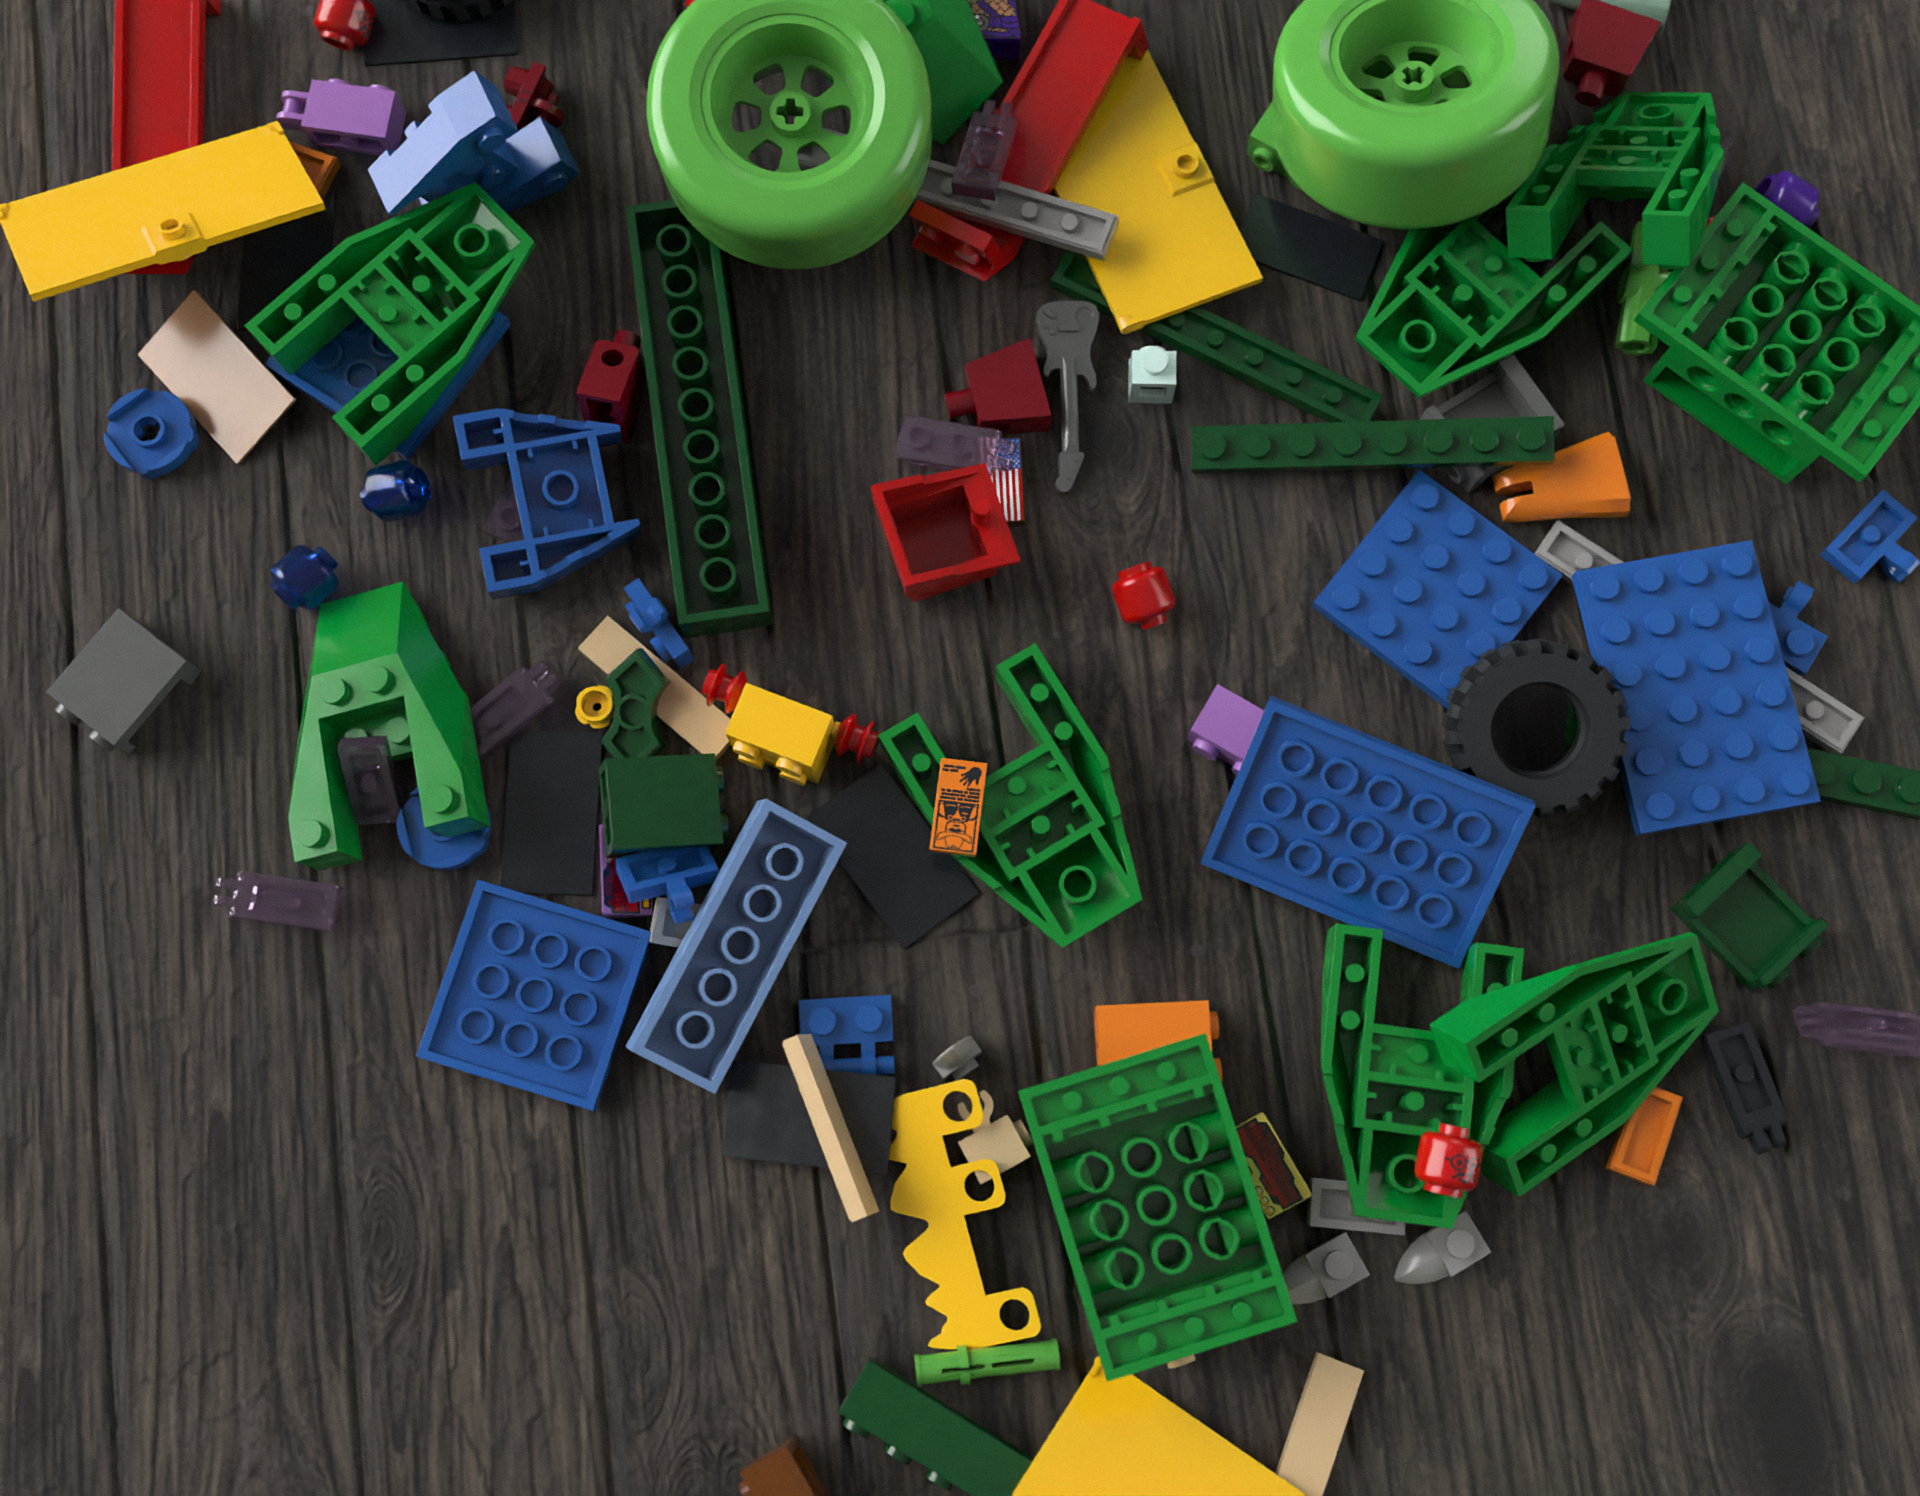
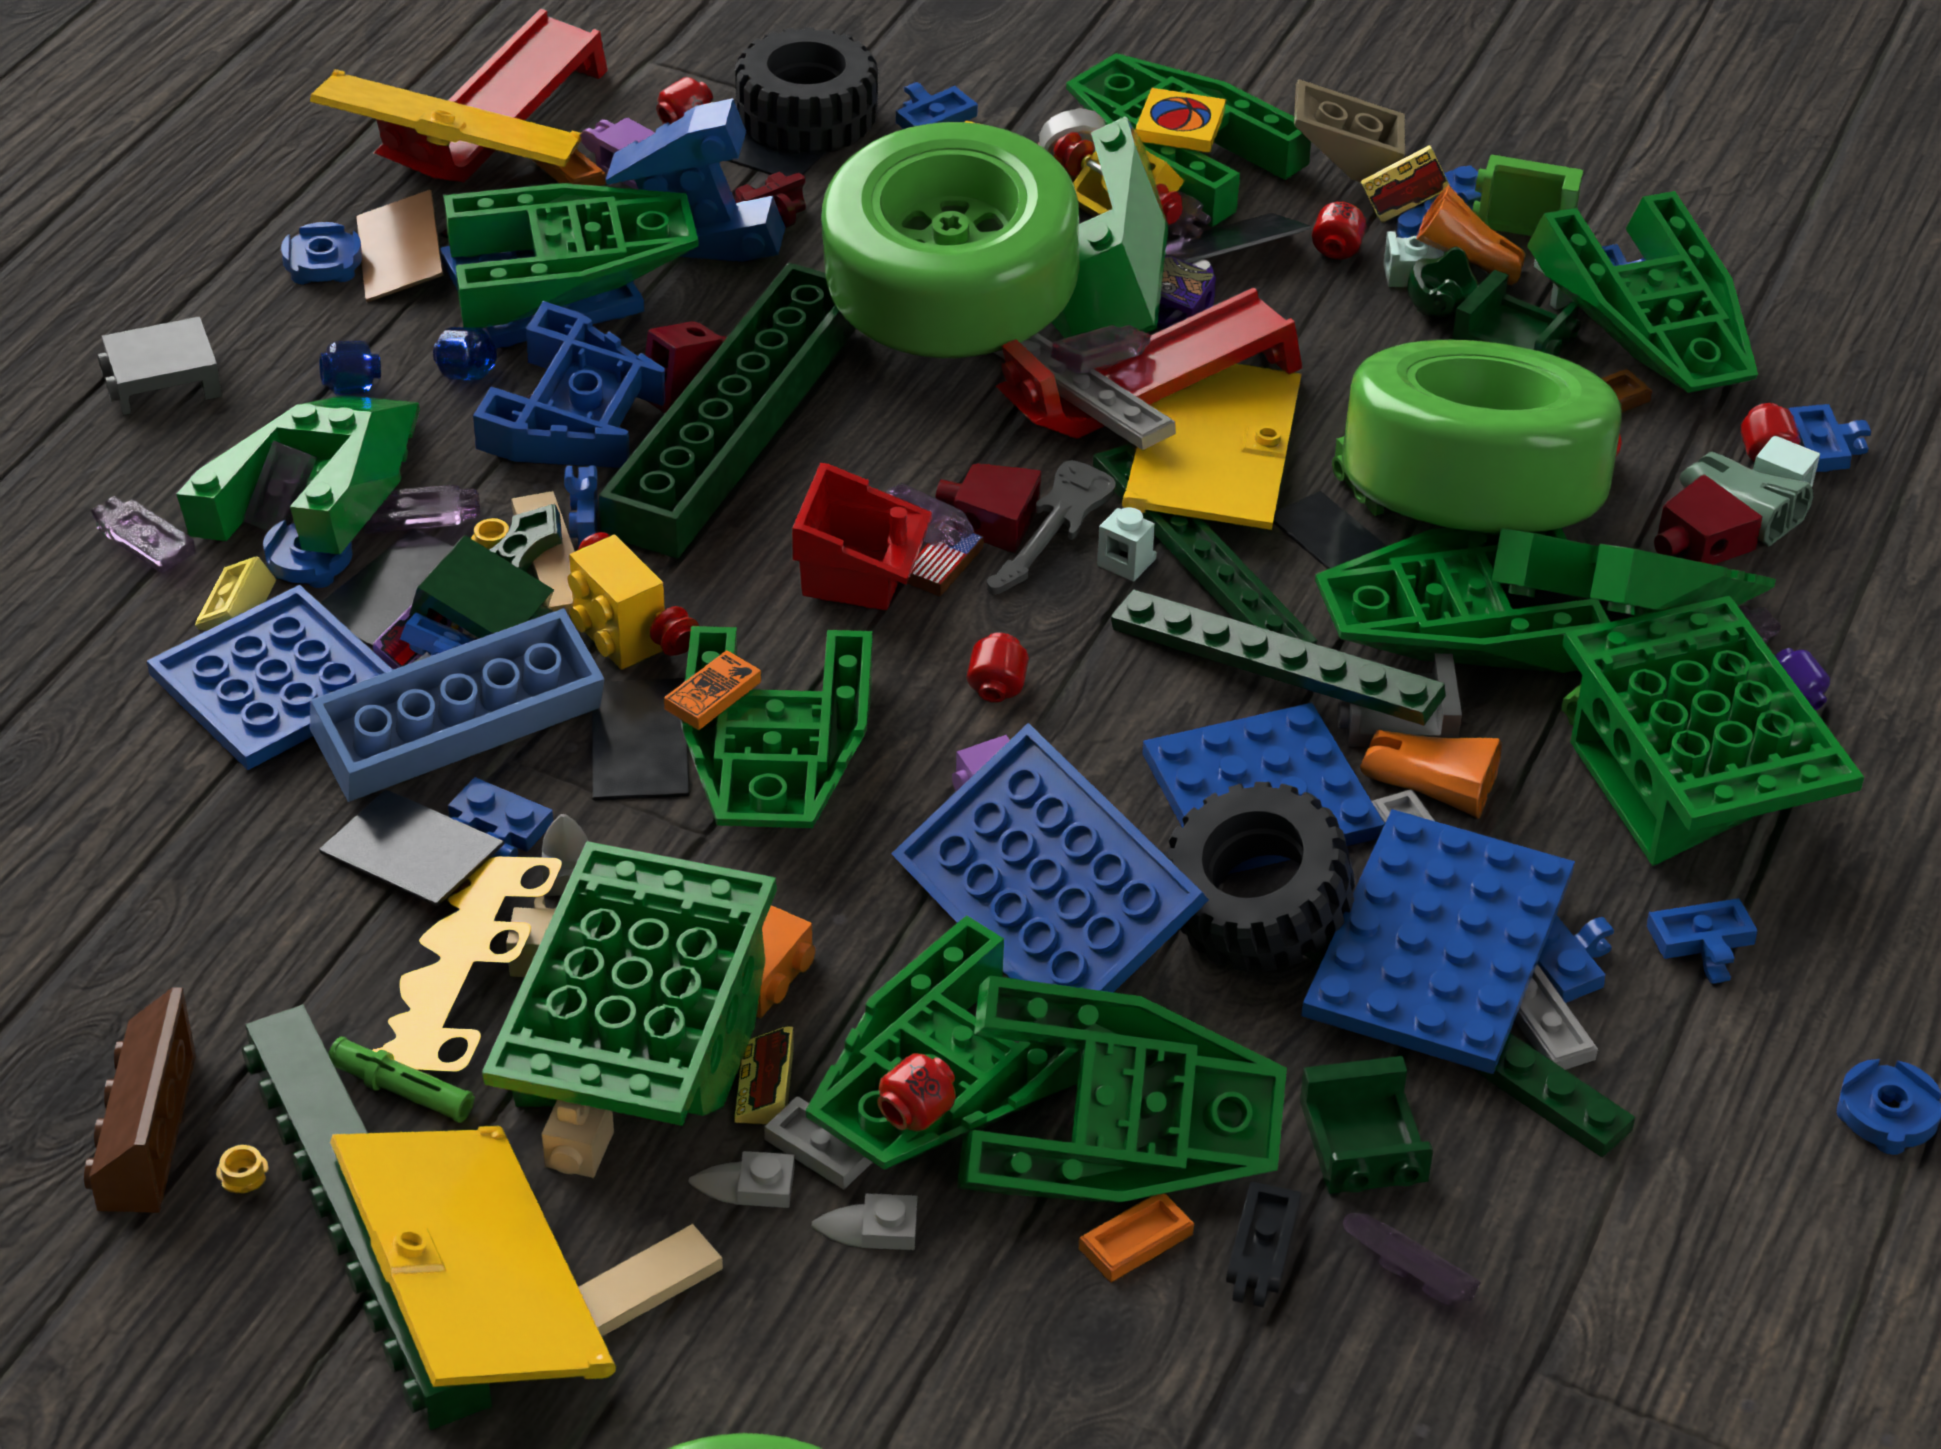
camera: 30 degrees right, 35 degrees down
(422, 917) = (236, 591): none -> light yellow slope
(830, 1127) = (419, 841): tan tile -> none

